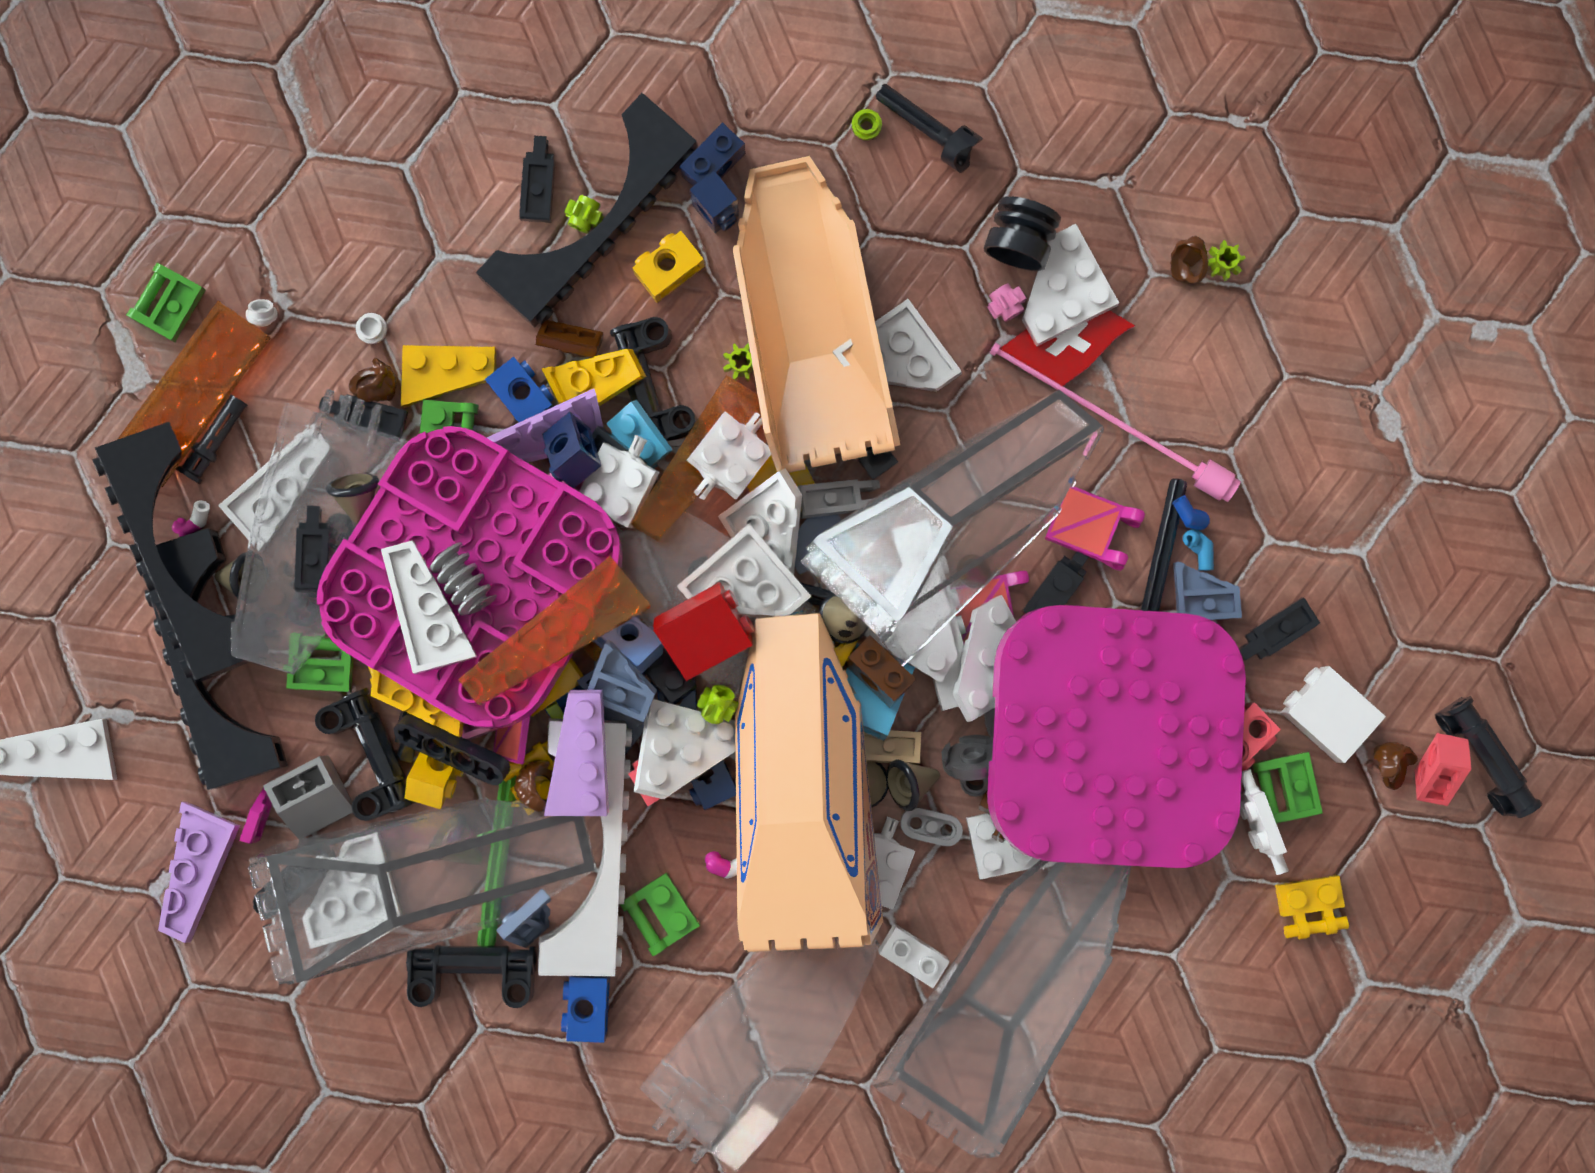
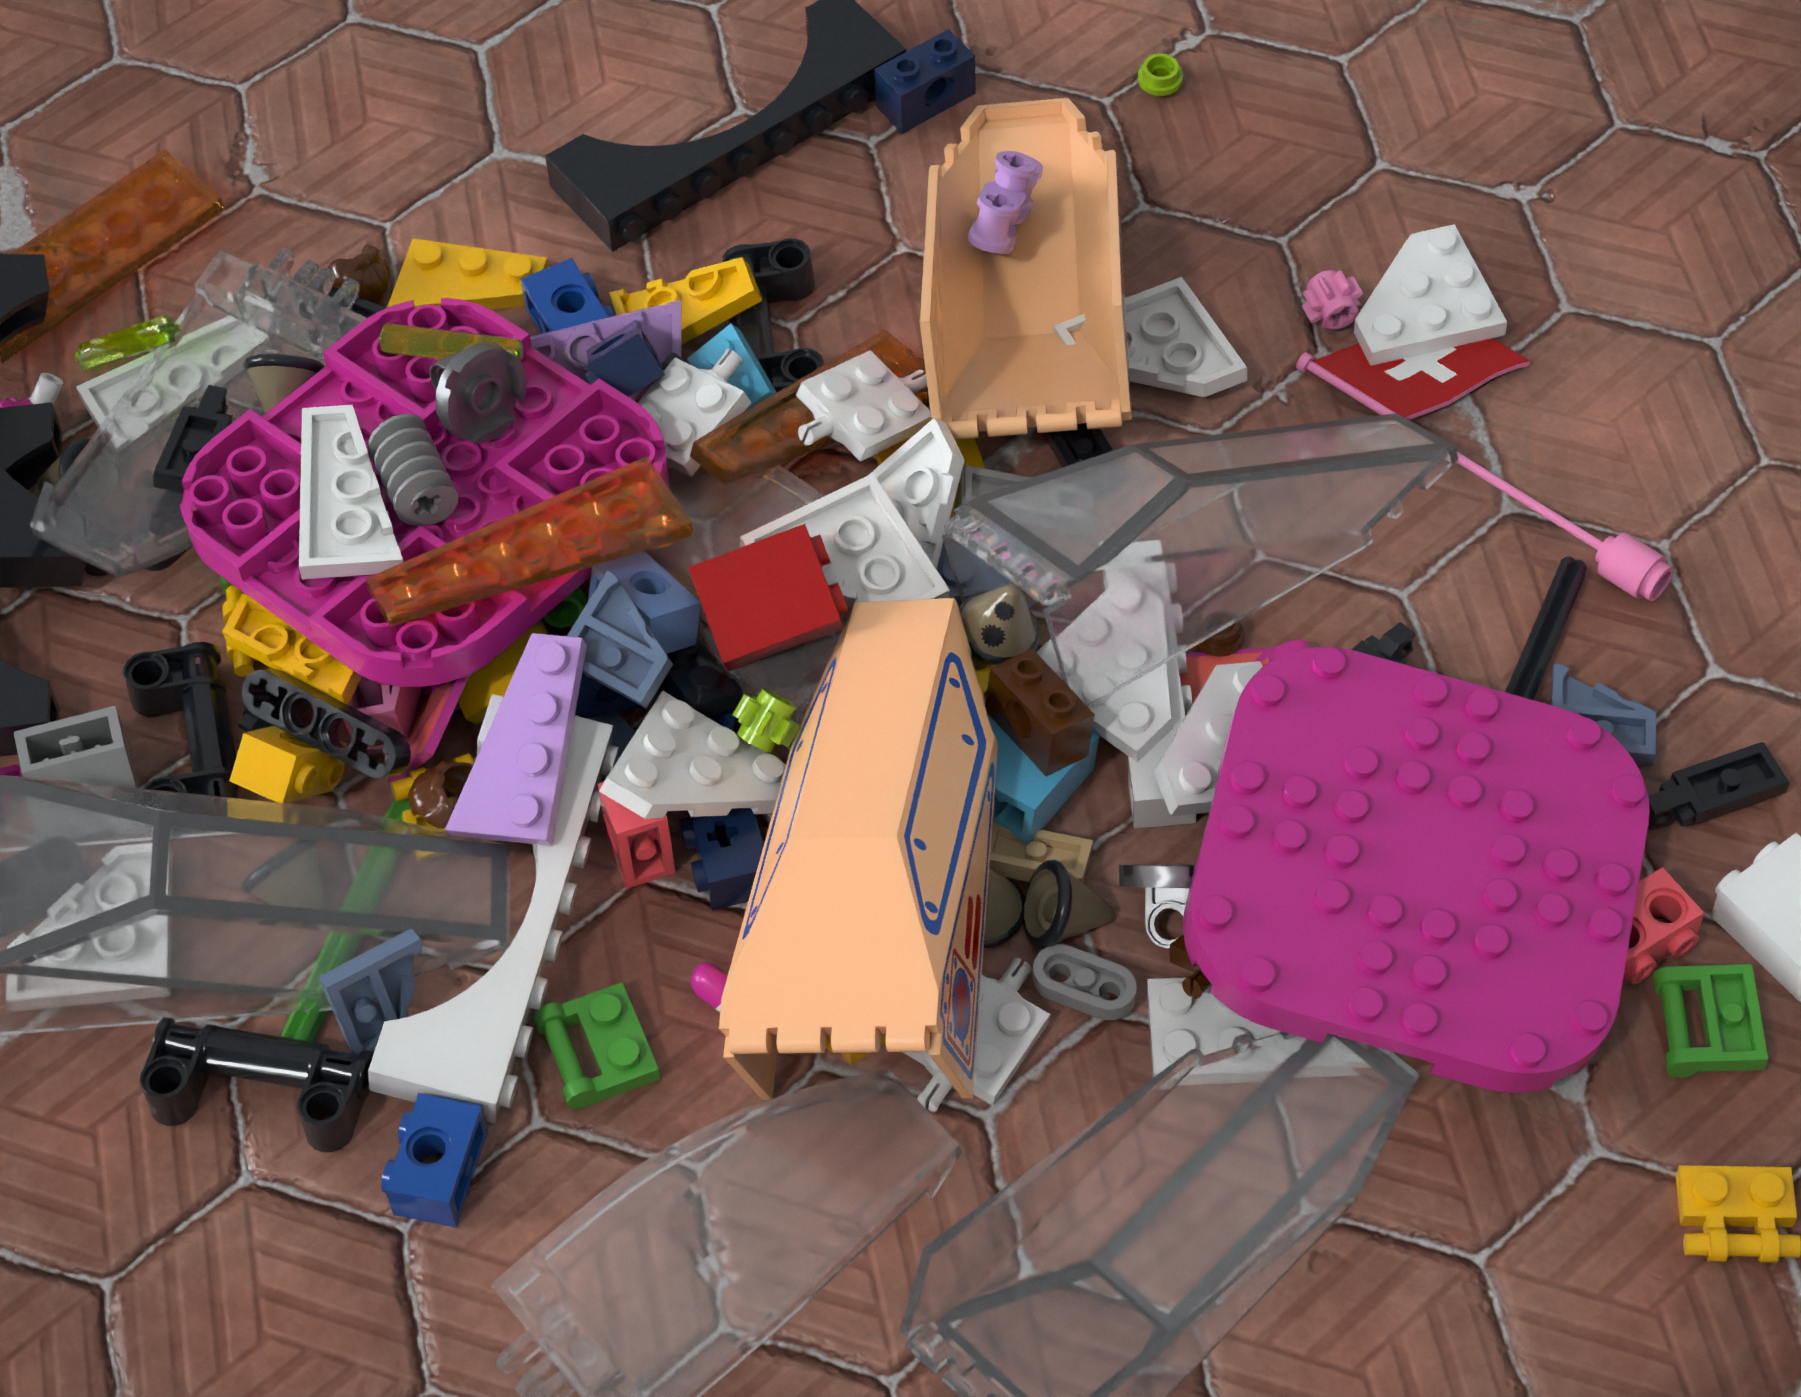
camera: 15 degrees right, 30 degrees down
(174, 305) = (91, 148): bright green plate -> none
(235, 408) = (82, 322): black pin -> none
(242, 473) = (127, 342): none -> clear neon green axle
(261, 312) = (221, 174): white plate -> none
(323, 673) = (152, 622): bright green plate -> none
(371, 328) = (373, 214): white plate -> none
(460, 473) = (437, 342): none -> clear neon green axle
(488, 516) = (478, 391): none -> flat silver tile
(537, 183) = (664, 81): black hinge -> none
(569, 338) = (656, 260): reddish brown plate -> none
(583, 214) = (719, 113): lime gear -> none
(661, 282) = (830, 195): yellow brick -> none
(715, 202) = (915, 118): dark blue brick -> none
(737, 354) = (903, 319): lime gear -> none
(788, 279) = (1005, 202): none -> lavender axle
(913, 955) = (998, 1148): white brick -> none
(956, 144) = (1287, 107): black piece -> none
(1022, 233) = (1368, 211): black wheel -> none
(1089, 524) = (1426, 601): flag -> none
(1185, 256) = (1622, 280): reddish brown piece -> none
(1191, 517) = (1588, 608): blue arm -> none
(1202, 547) = (1598, 654): dark azure arm -> none
(1230, 254) = (1679, 294): lime gear -> none
(1264, 829) = (1657, 1046): white plate -> none

